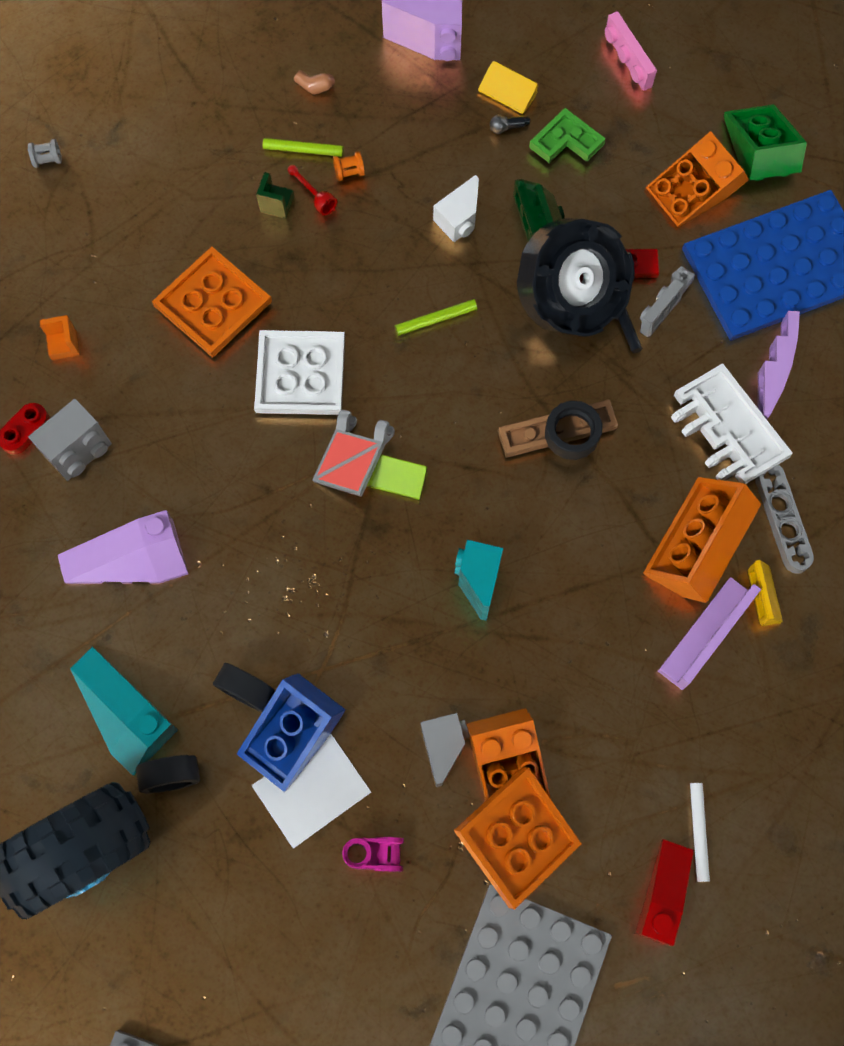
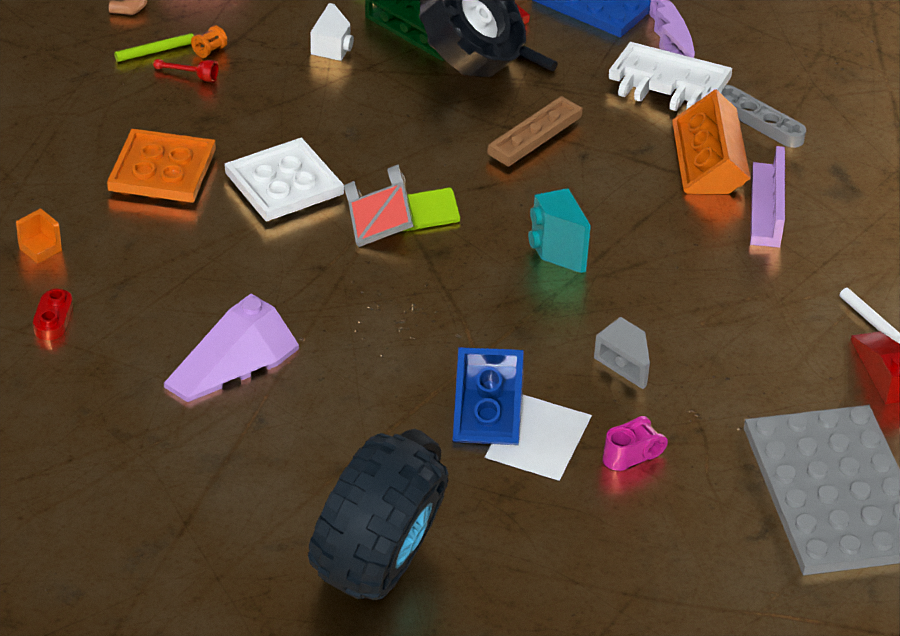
camera: 35 degrees left, 30 degrees down
(71, 440) = (117, 288): light grey brick -> none
(123, 715) = (312, 449): teal wedge -> none
(243, 687) = (422, 363): black tyre -> none
(273, 198) = (160, 83): dark green panel -> none
(436, 317) = (369, 107): lime bar -> none
(503, 747) = (691, 339): orange slope -> none
(518, 837) = (742, 366): orange plate -> none
(583, 411) = (550, 130): black tyre -> none
(665, 301) = (550, 28): light grey hinge -> none
(766, 600) = (795, 166): yellow slope -> none

